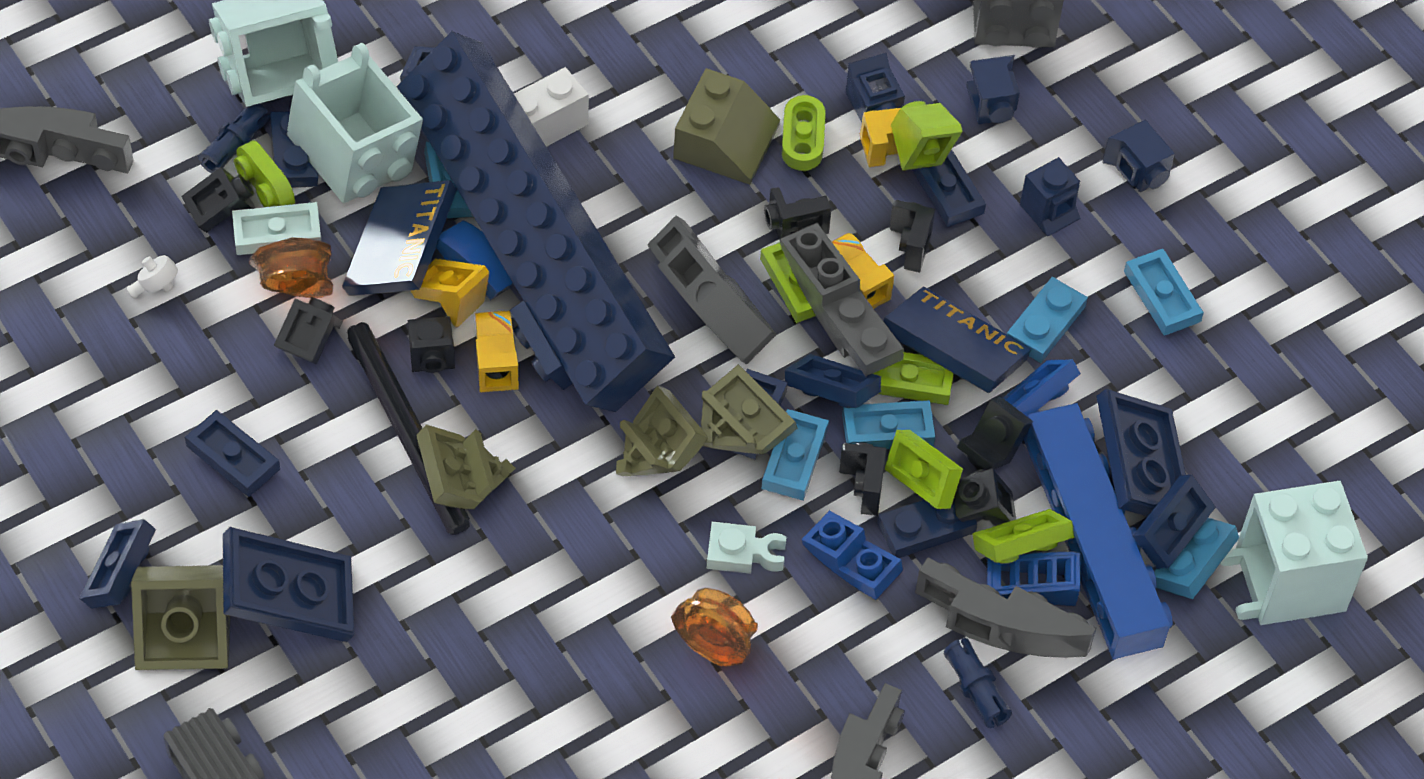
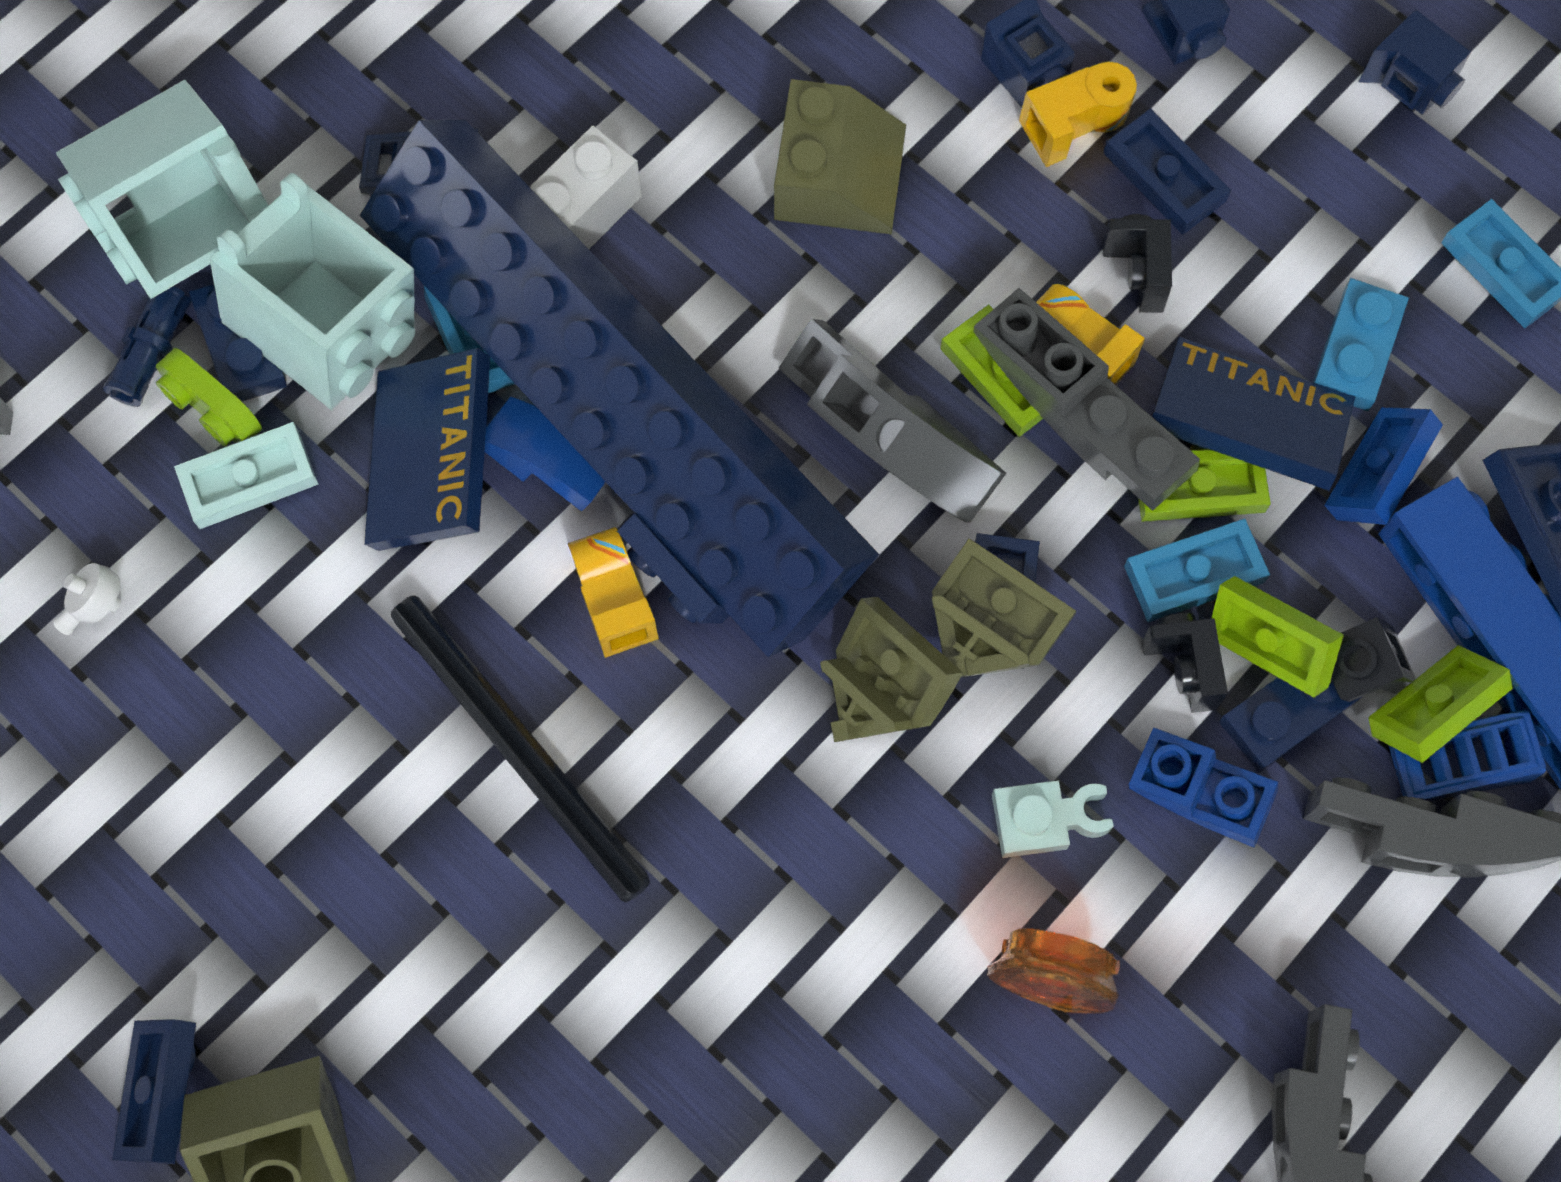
camera: 10 degrees left, 15 degrees up
(217, 197) = (148, 449): black bracket -> none
(232, 453) = (276, 858): dark blue plate -> none
(287, 584) = (413, 1074): dark blue tile -> none
(294, 267) = (288, 540): clear orange hat -> none
(307, 329) = (333, 627): black bracket -> none
(431, 344) = (516, 603): black bracket -> none
(456, 286) = (526, 508): yellow slope -> none
(460, 468) = (613, 800): olive slope -> none
(796, 216) = (980, 279): black bracket -> none
(796, 457) = (1083, 657): dark azure plate -> none
(803, 135) = (946, 144): lime plate -> none
(832, 381) = (1103, 524): dark blue plate -> none
(924, 134) = (1130, 108): lime slope -> none
(977, 683) = (1441, 951): dark blue pin -> none
(996, 435) = (1353, 552): black bracket -> none
(1051, 196) = (1316, 156): dark blue window -> none

